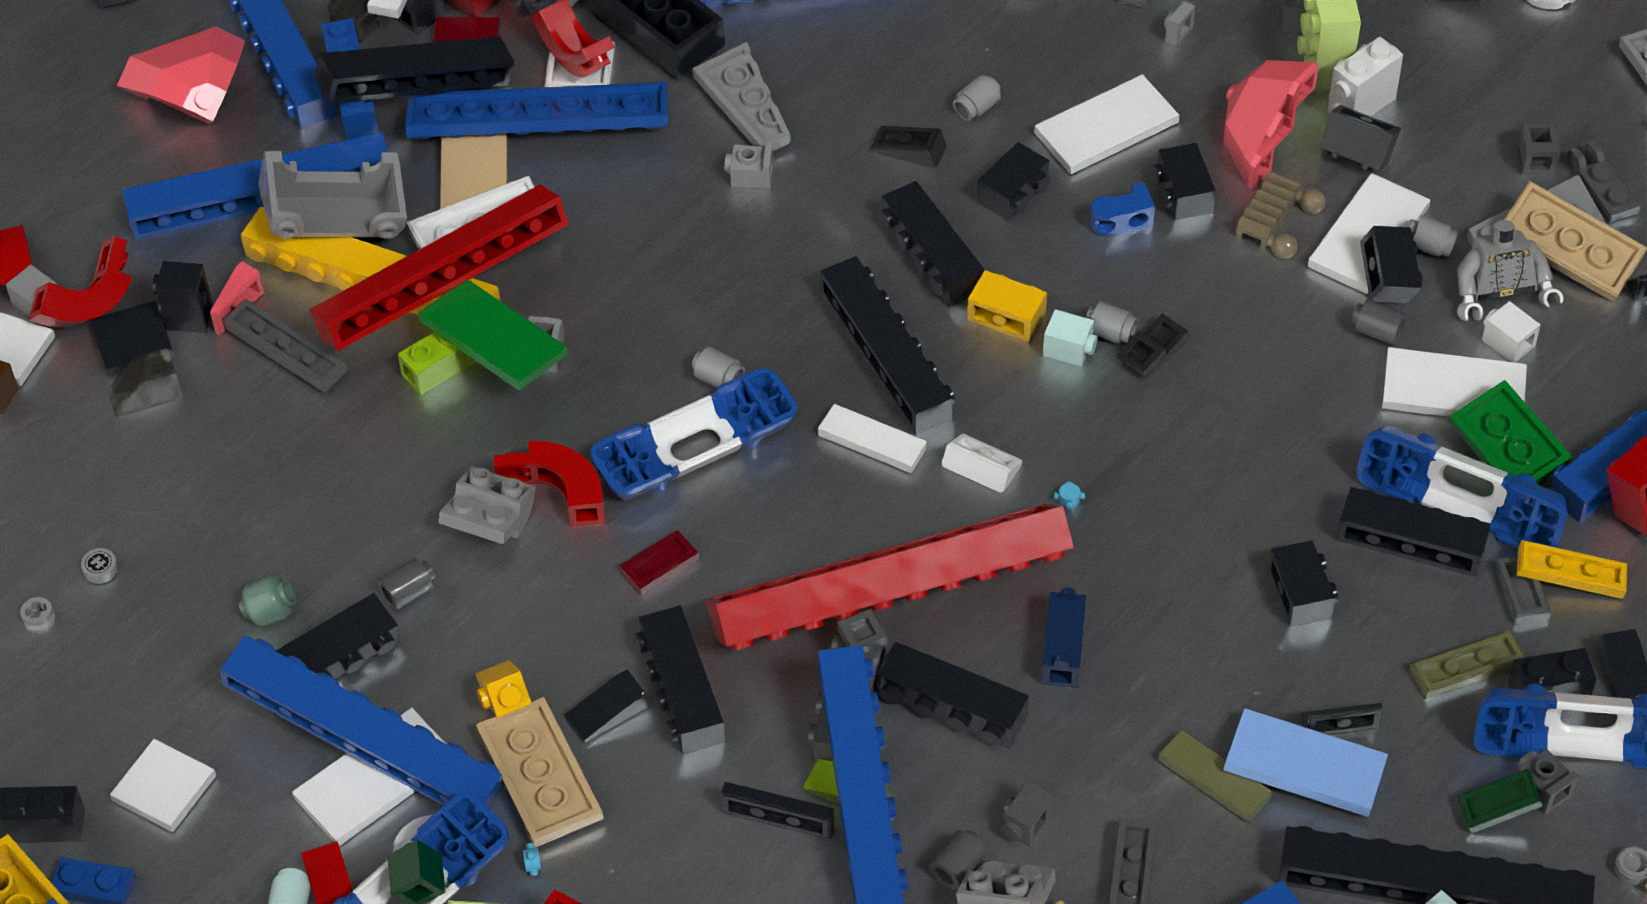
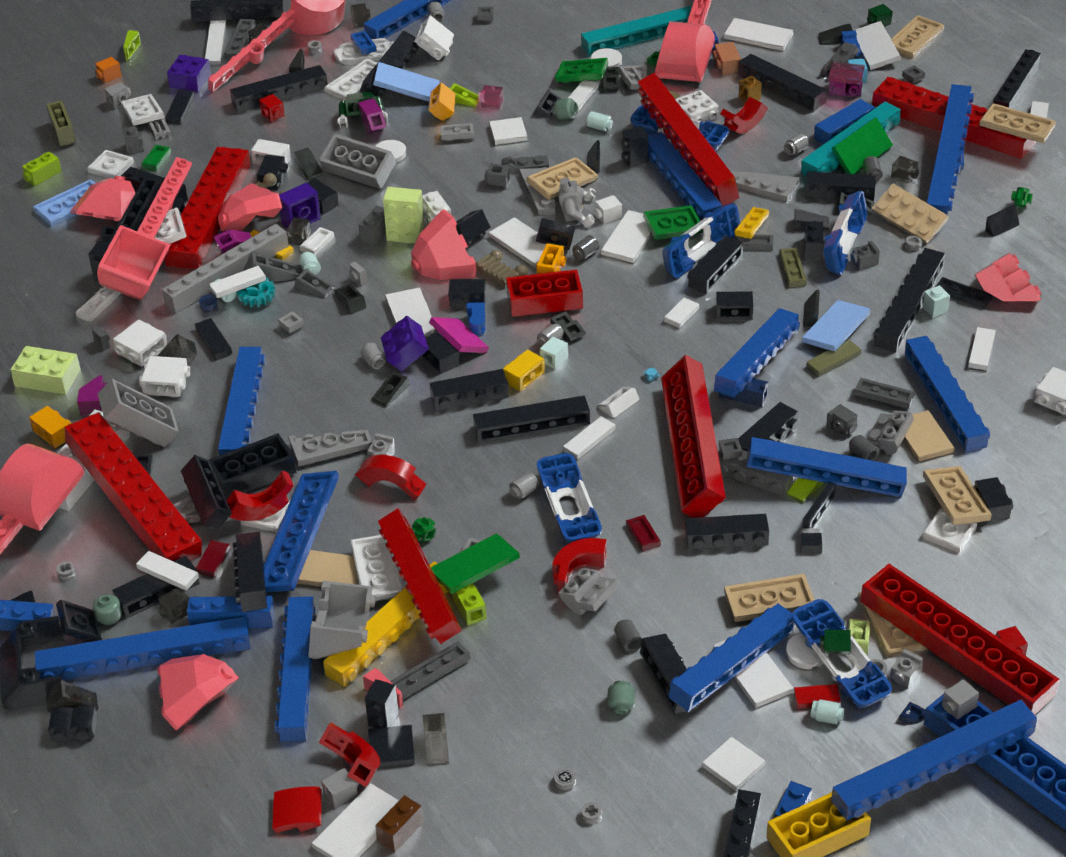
camera: 75 degrees left, 10 degrees down
(502, 689) = (717, 599): yellow brick -> none
(579, 262) = (424, 529): none -> green gear
(608, 706) = (733, 564): black slope -> none
(682, 192) = (393, 470): none -> red arch
(699, 814) = (811, 540): none -> black piece
(1001, 121) = (404, 343): none -> dark purple brick
(1062, 194) = (458, 335): none -> dark pink tile
(1118, 35) = (351, 298): none -> pearl dark grey slope
(1152, 633) = (756, 352): none -> blue brick
(1217, 286) = (544, 293): none -> red brick
(1258, 508) = (681, 312): none -> white tile
(1302, 276) = (551, 259): none -> light orange brick
(1433, 236) = (535, 220): light grey brick -> none
(1500, 801) = (874, 270): dark green tile -> none

